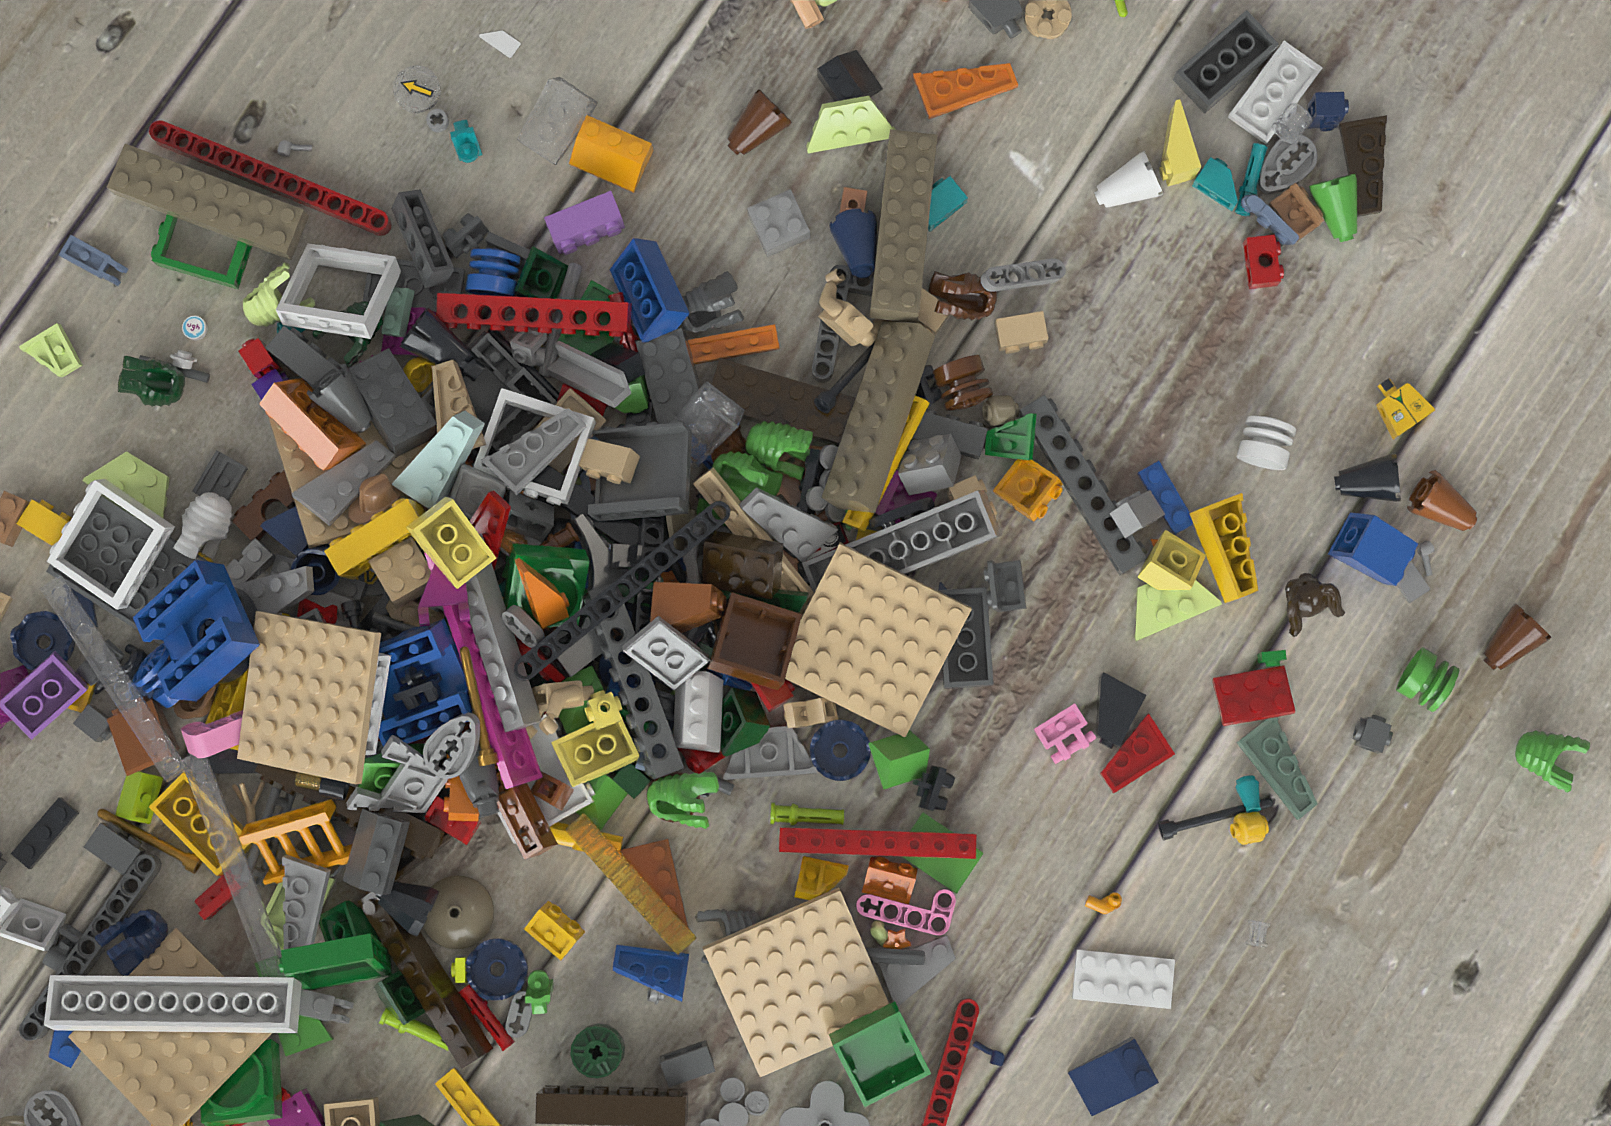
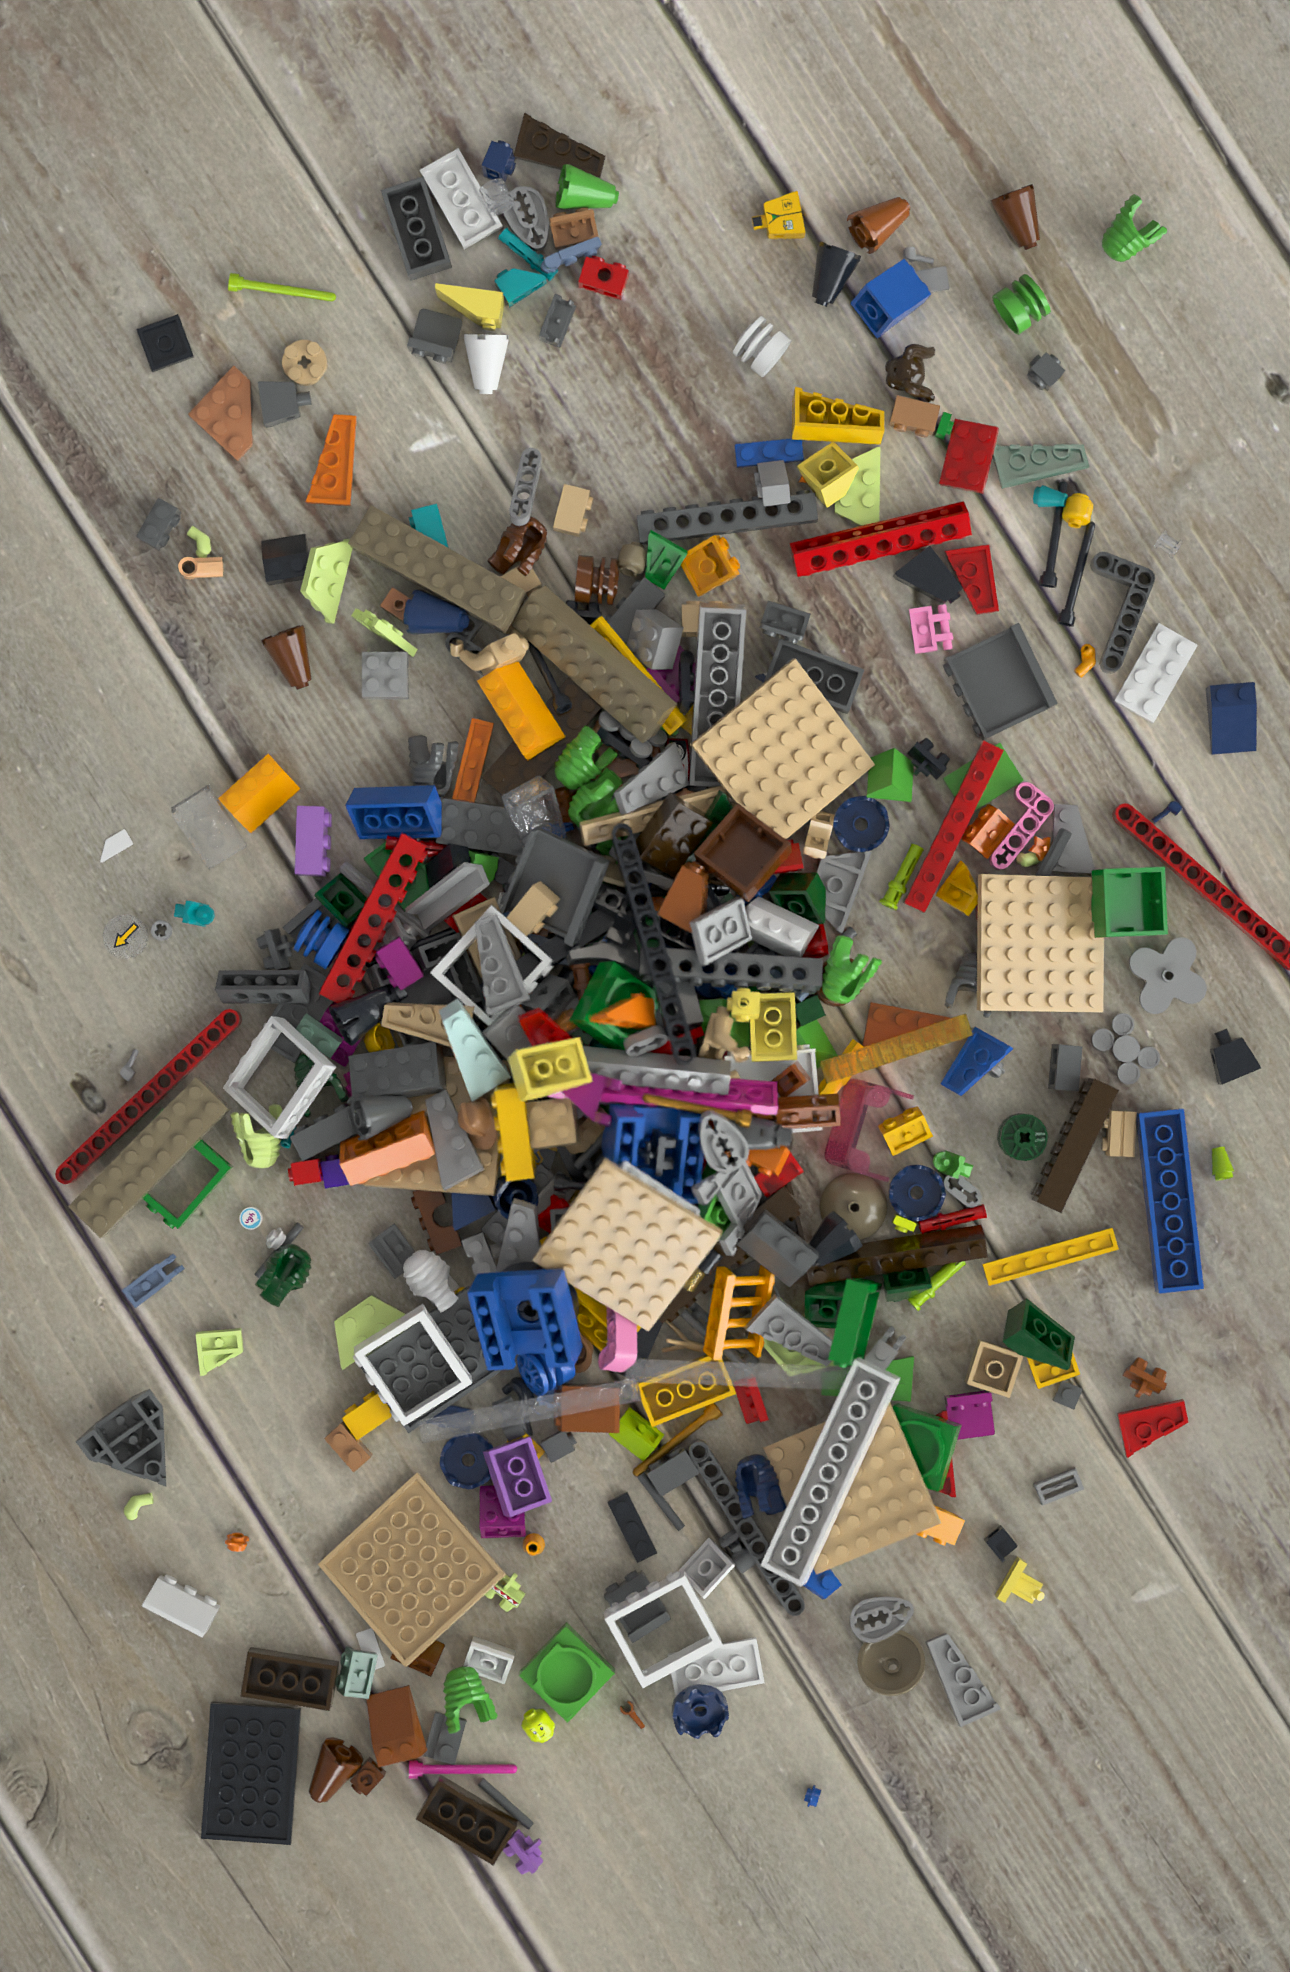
camera: 65 degrees left, 5 degrees up
(80, 853) = (662, 1503): none -> dark grey bar
(499, 356) = (399, 963): none -> magenta brick
(563, 866) = (843, 1139): none -> clear pink windscreen
(801, 364) = (521, 709): none -> light orange slope
(821, 199) = (384, 630): none -> yellowish green wing
(1043, 826) = (999, 682): none -> dark grey panel
(1130, 126) = (435, 336): none -> dark grey bracket
(1140, 864) = (1067, 616): none -> black piece
(1142, 649) = (887, 530): none -> red brick
(1174, 921) = (1127, 607): none -> dark grey beam
(1199, 235) = (557, 321): none -> dark grey hinge
(1267, 623) = (914, 416): none -> medium nougat brick

